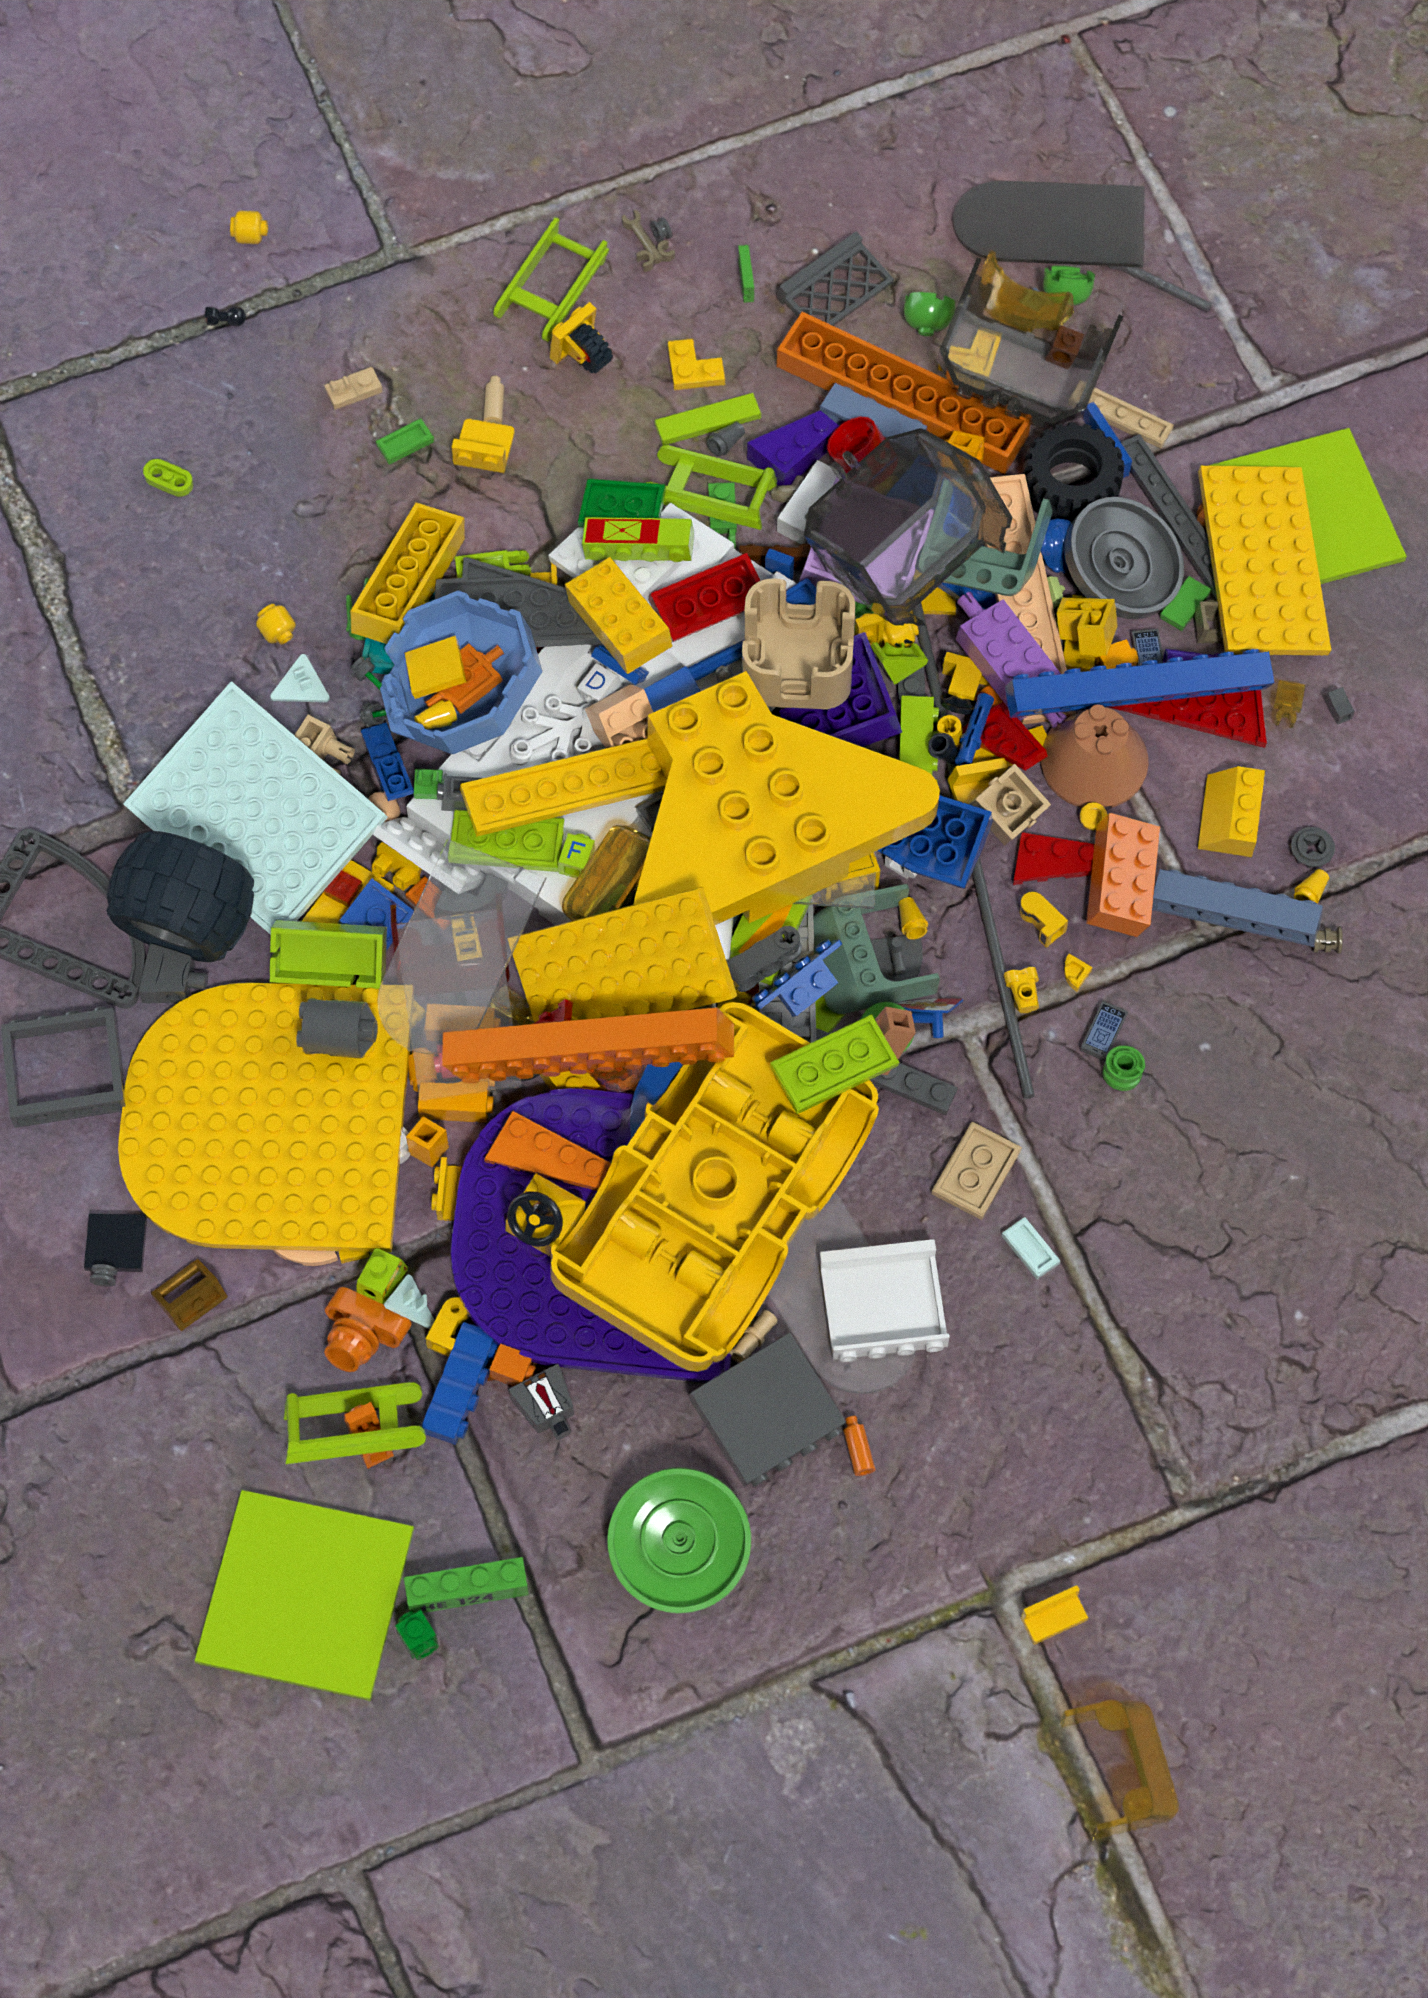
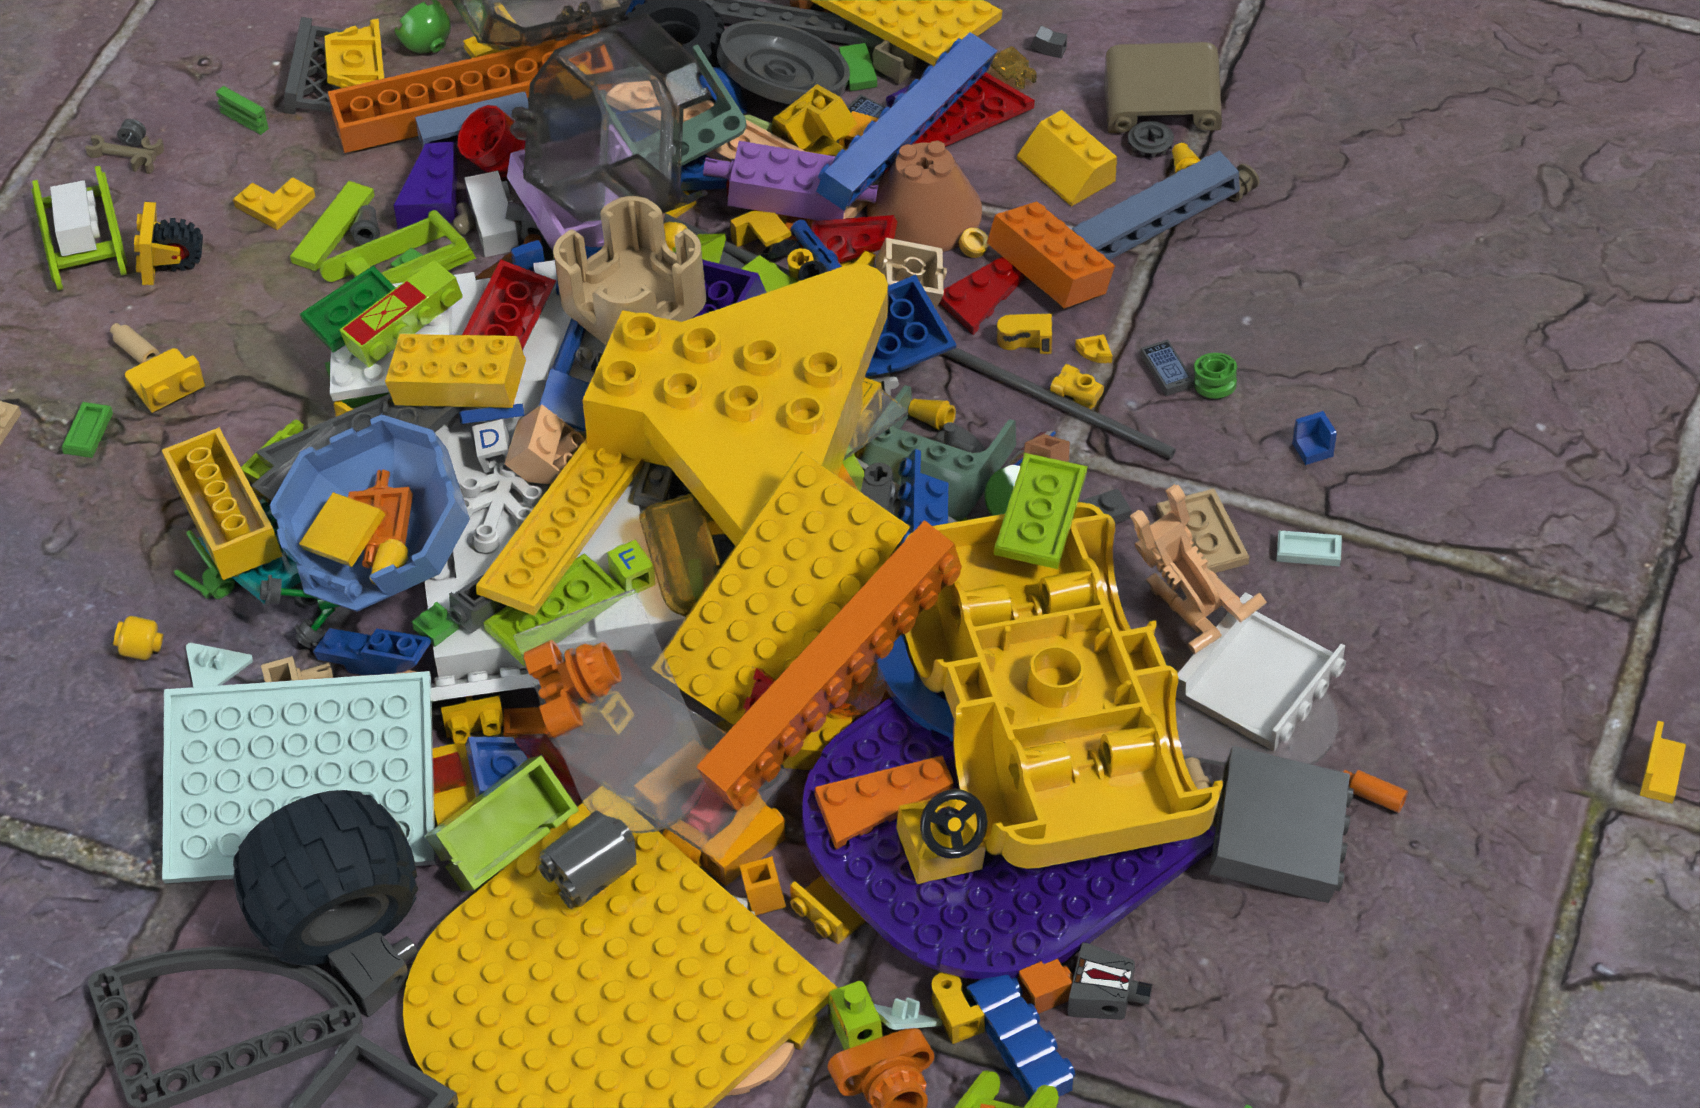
camera: 45 degrees left, 15 degrees down
(442, 906) = (584, 674): none -> orange beam
(552, 269) = (74, 217): none -> white brick
(679, 1540) = (1344, 973): bright green container -> none
(859, 296) = (354, 55): none -> yellow wing
(900, 1171) = (1171, 549): none -> light nougat piece
(1128, 1176) = (1314, 437): none -> blue panel
(1364, 817) = (1162, 82): none -> dark tan windscreen

